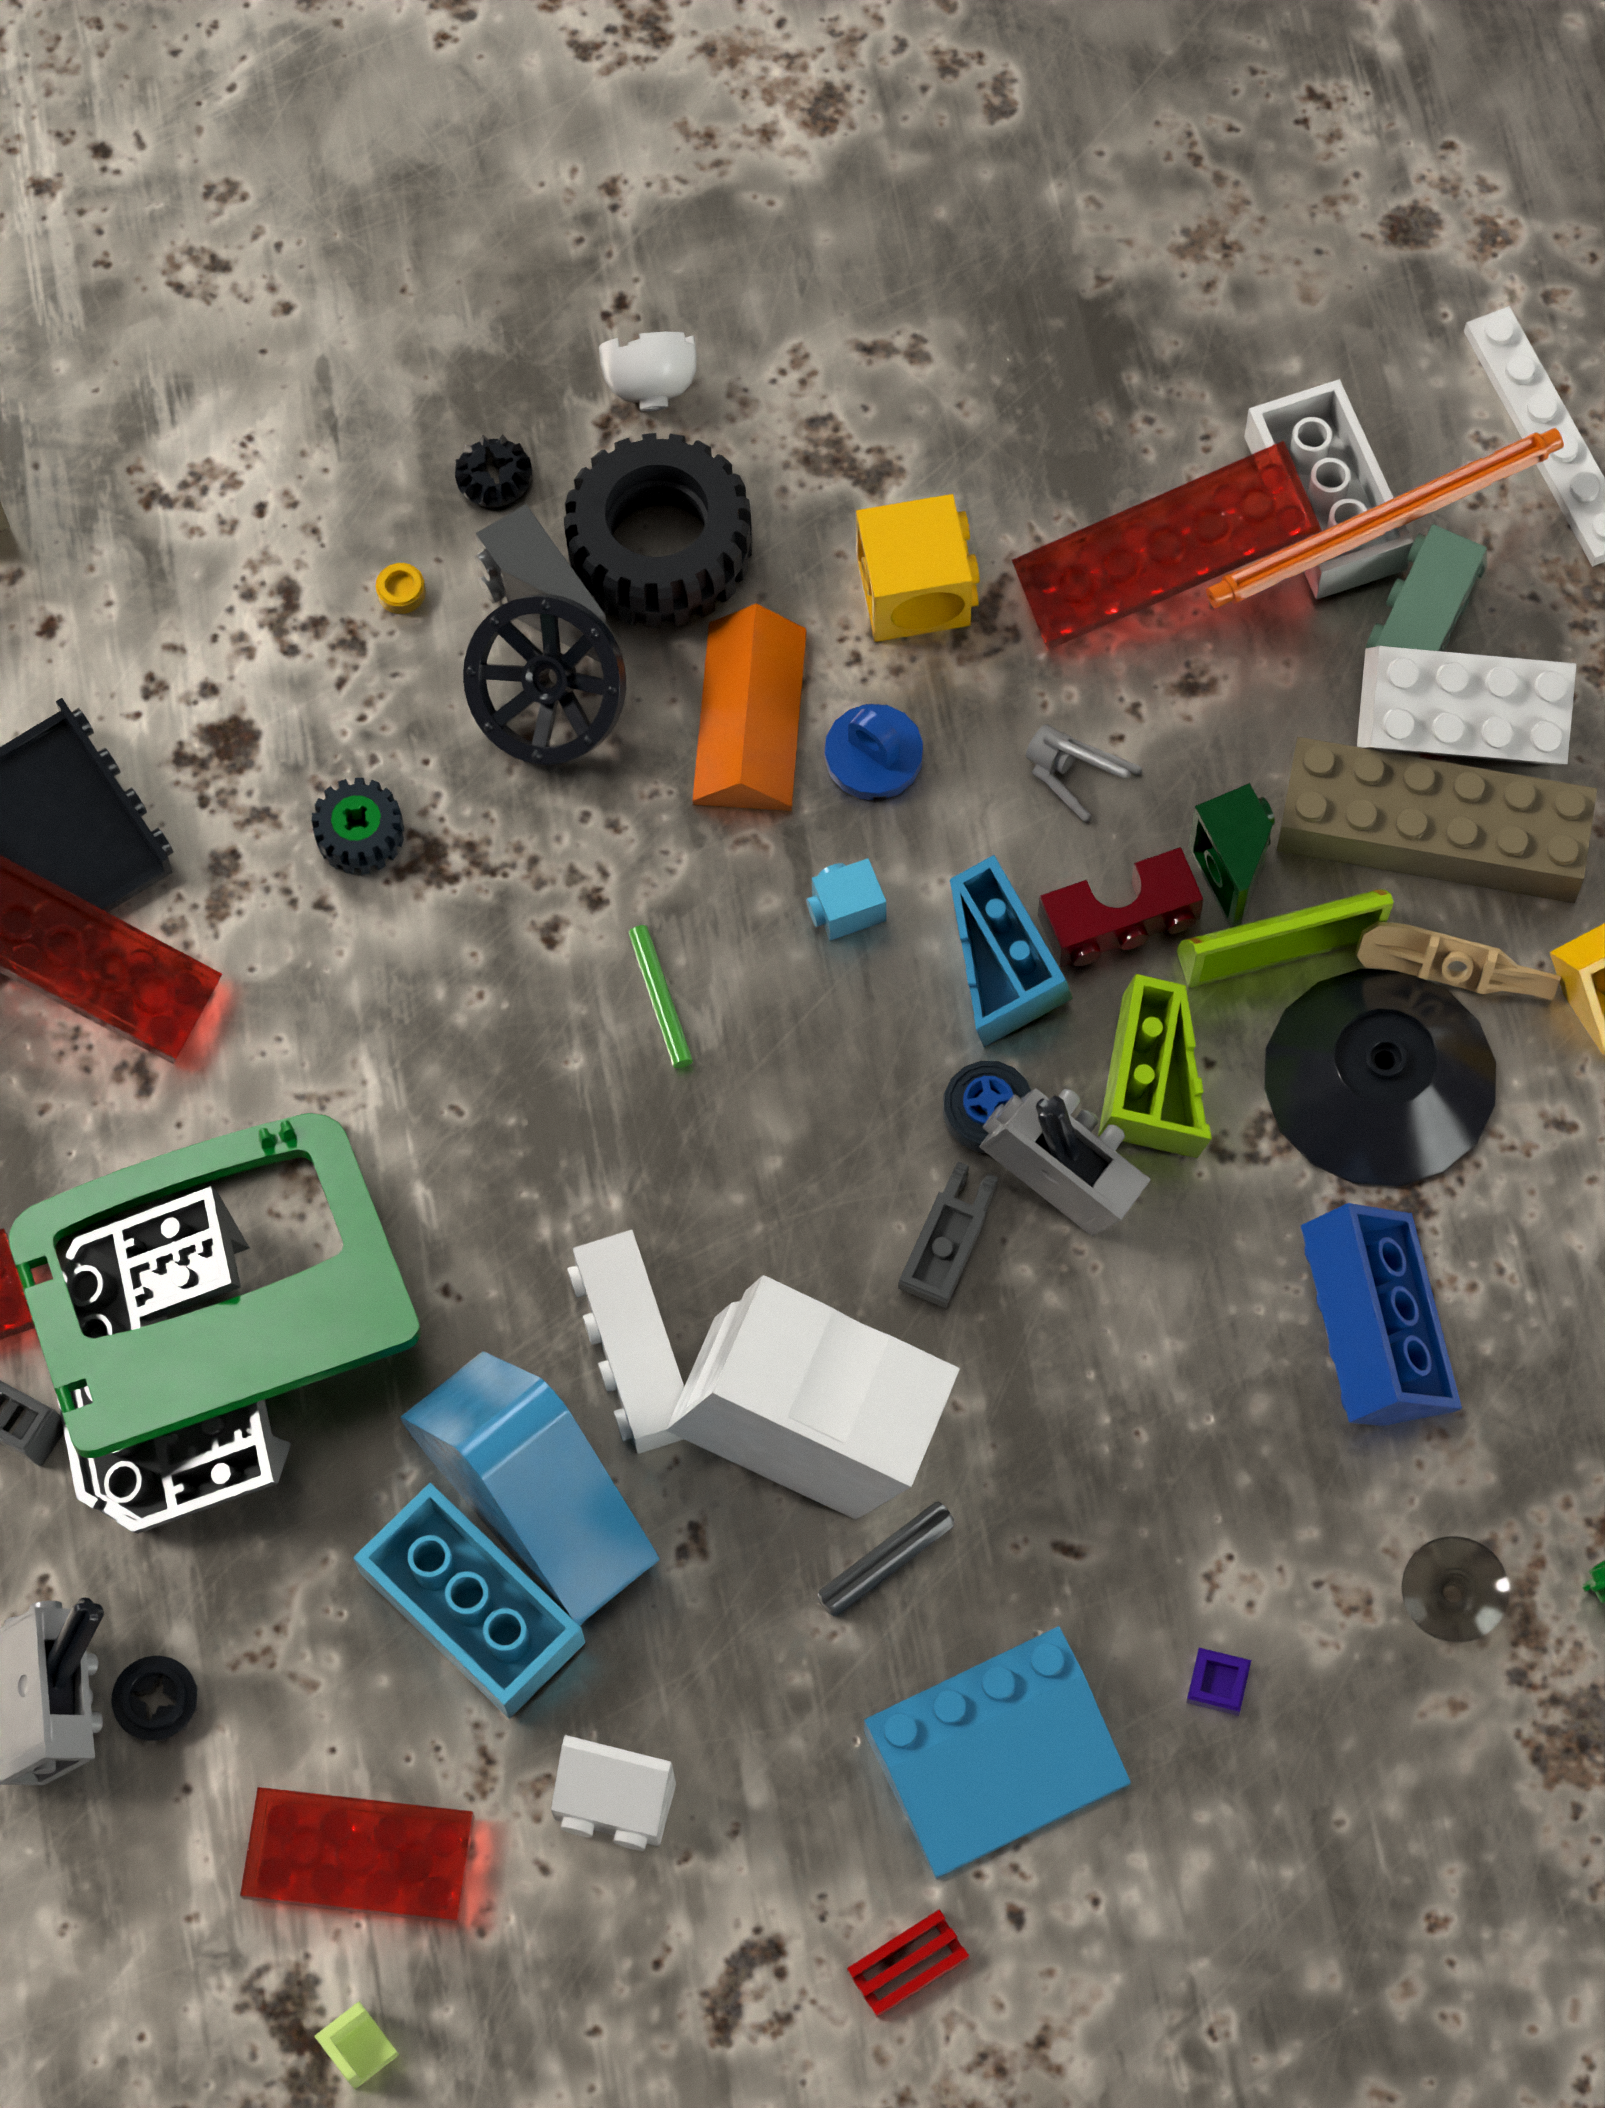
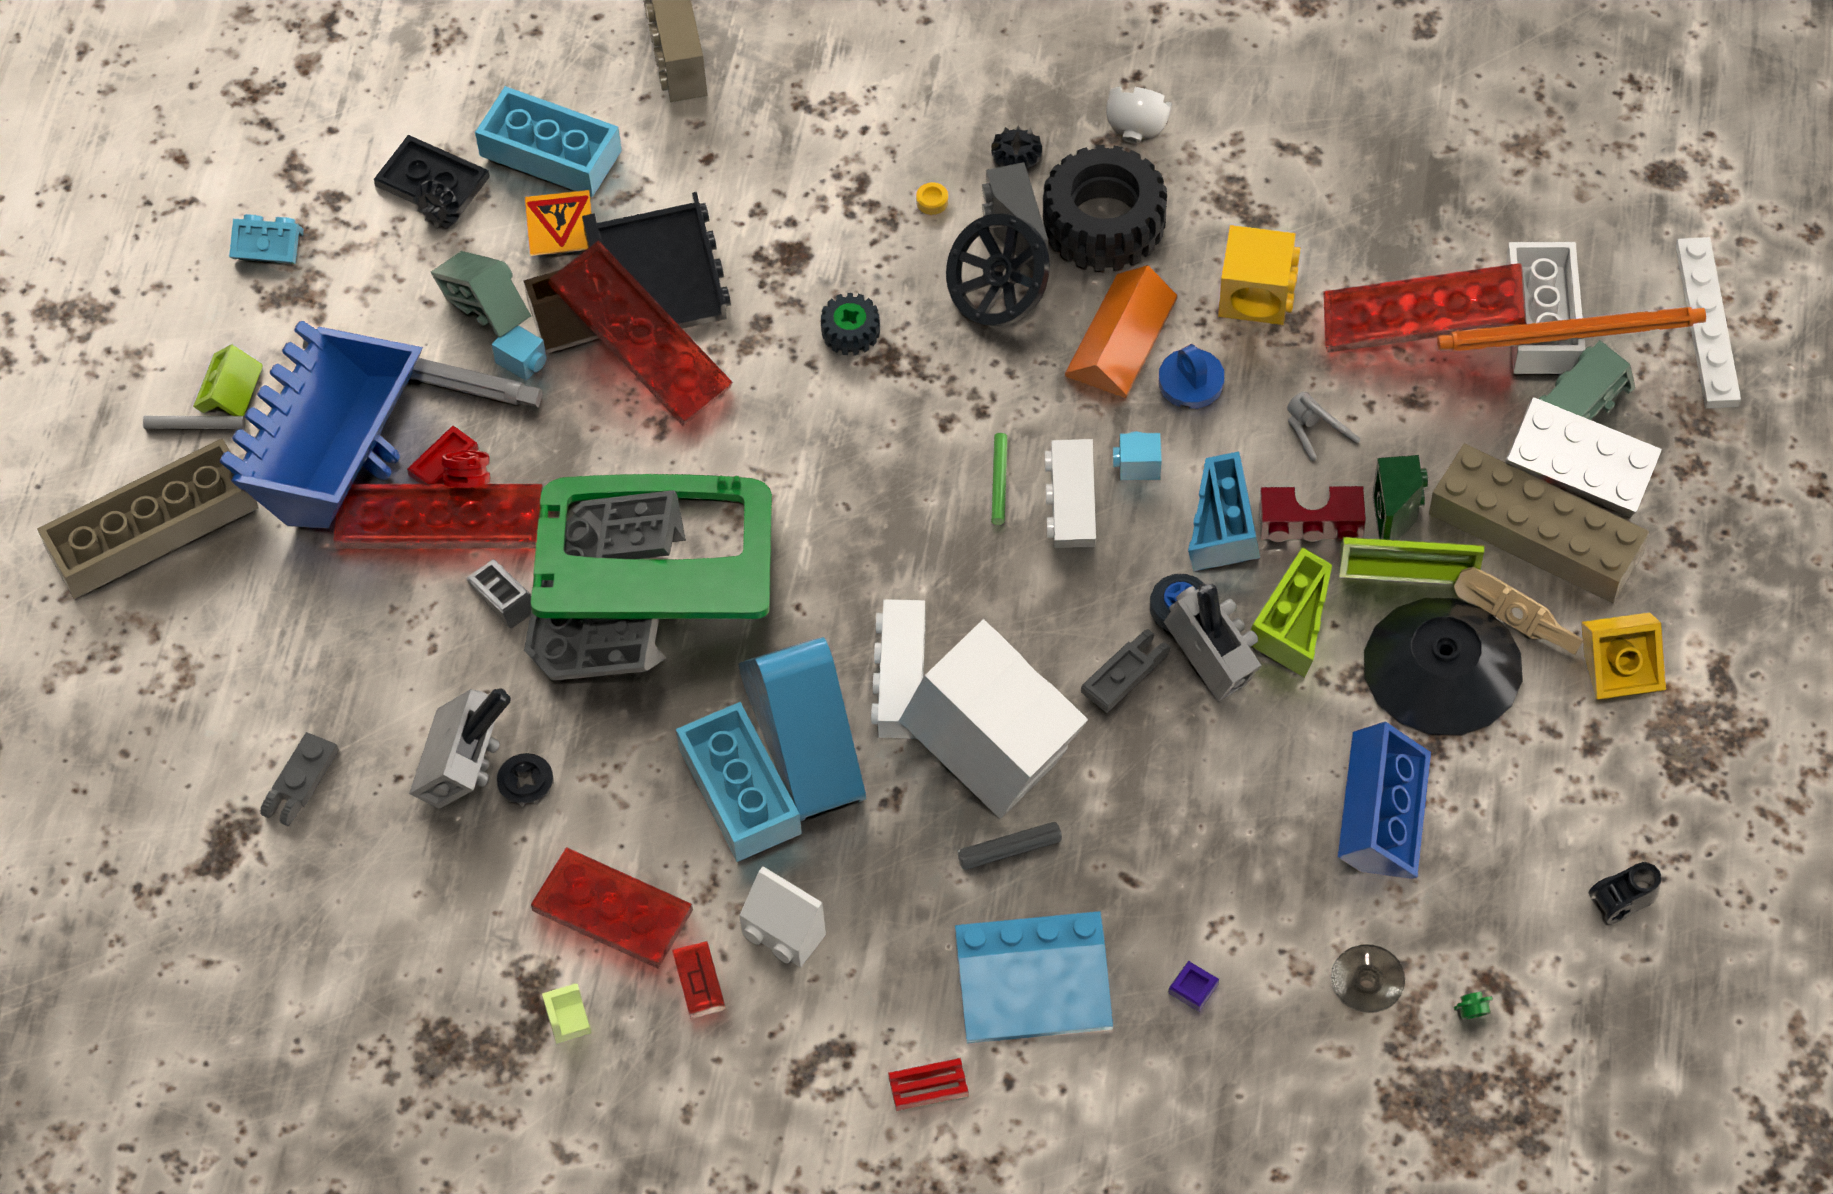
camera: 20 degrees right, 10 degrees down
(523, 1919) = (698, 979): none -> clear red tile
(777, 992) = (1071, 493): none -> white wedge

